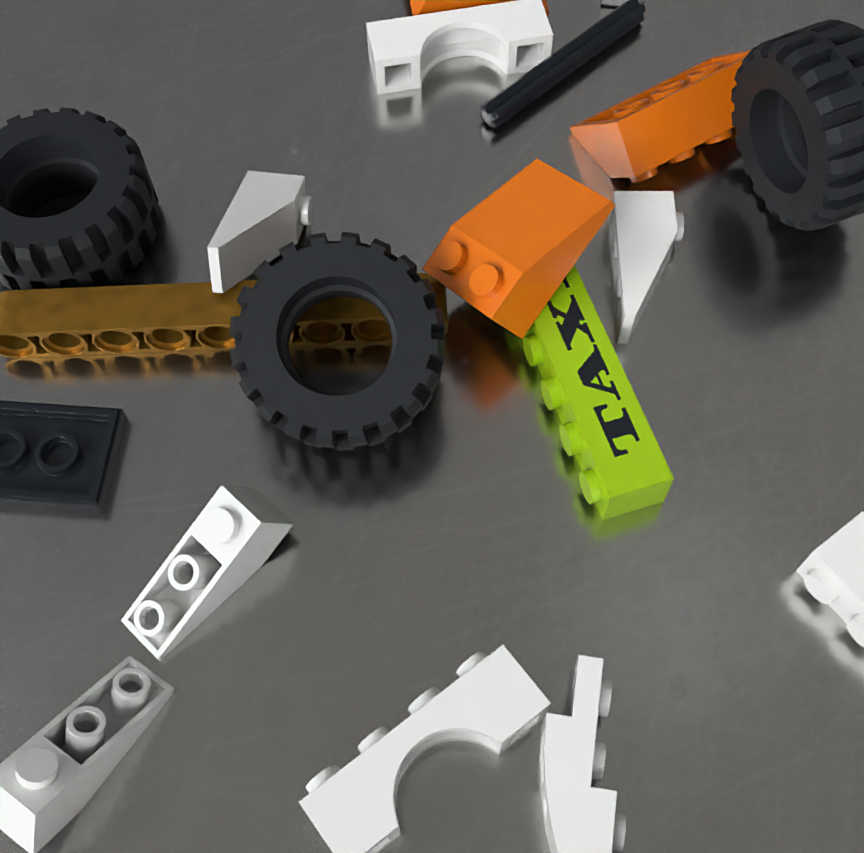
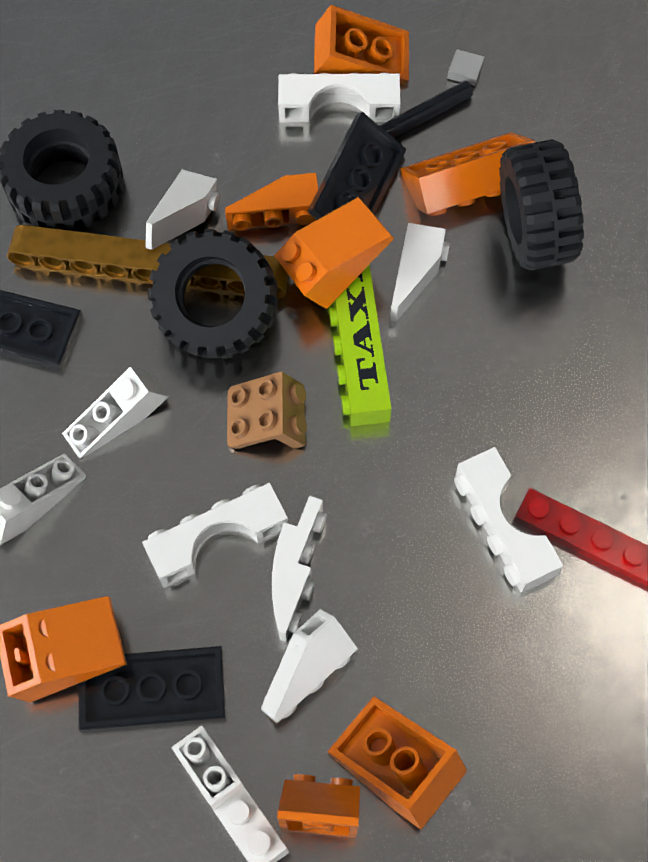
camera: 10 degrees right, 5 degrees up
(409, 197) = (275, 204): none -> orange slope
(462, 521) = (266, 411): none -> medium nougat bracket
(518, 122) = (359, 169): none -> black tile

